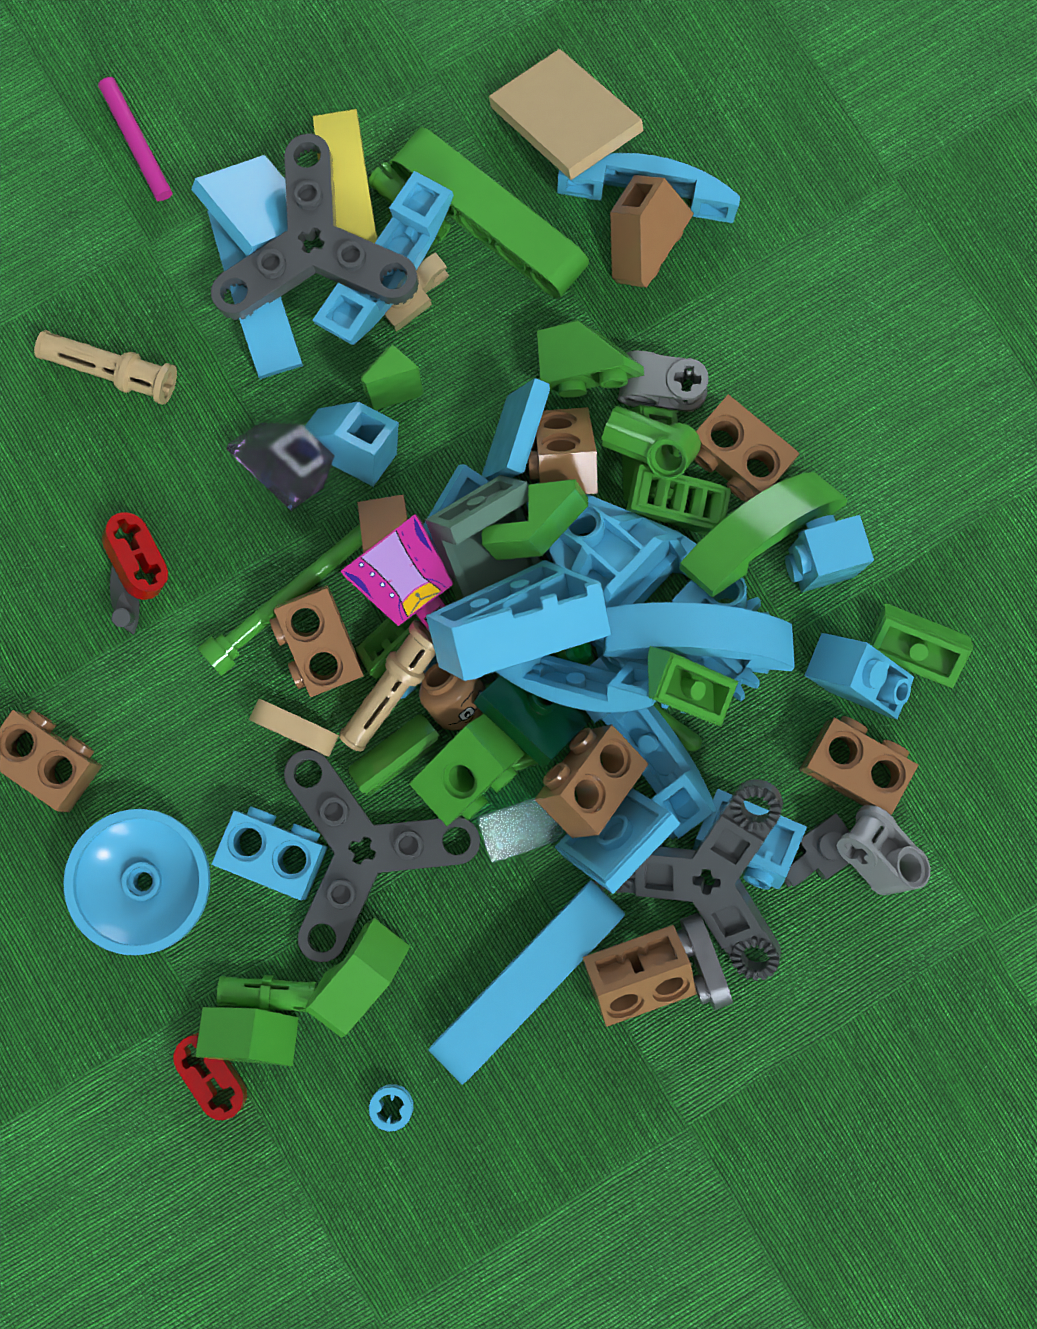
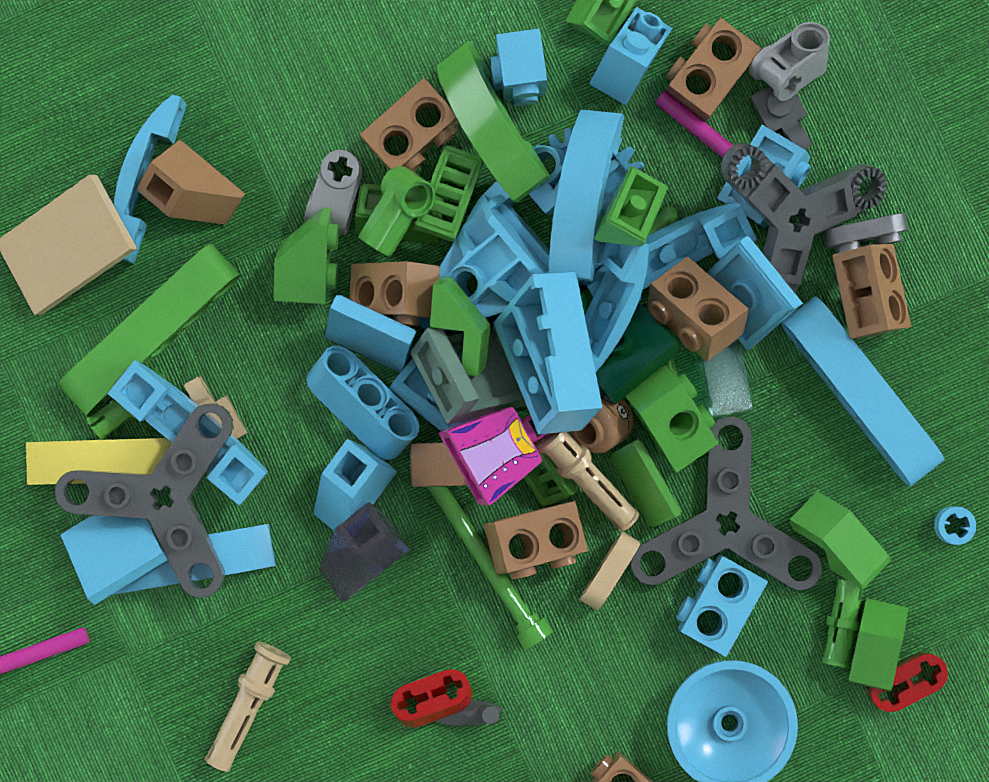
camera: 85 degrees left, 5 degrees up
(391, 379) = (303, 440): bright green slope -> none
(461, 433) = (362, 402): none -> medium azure beam
(796, 754) = (693, 124): none -> dark pink bar

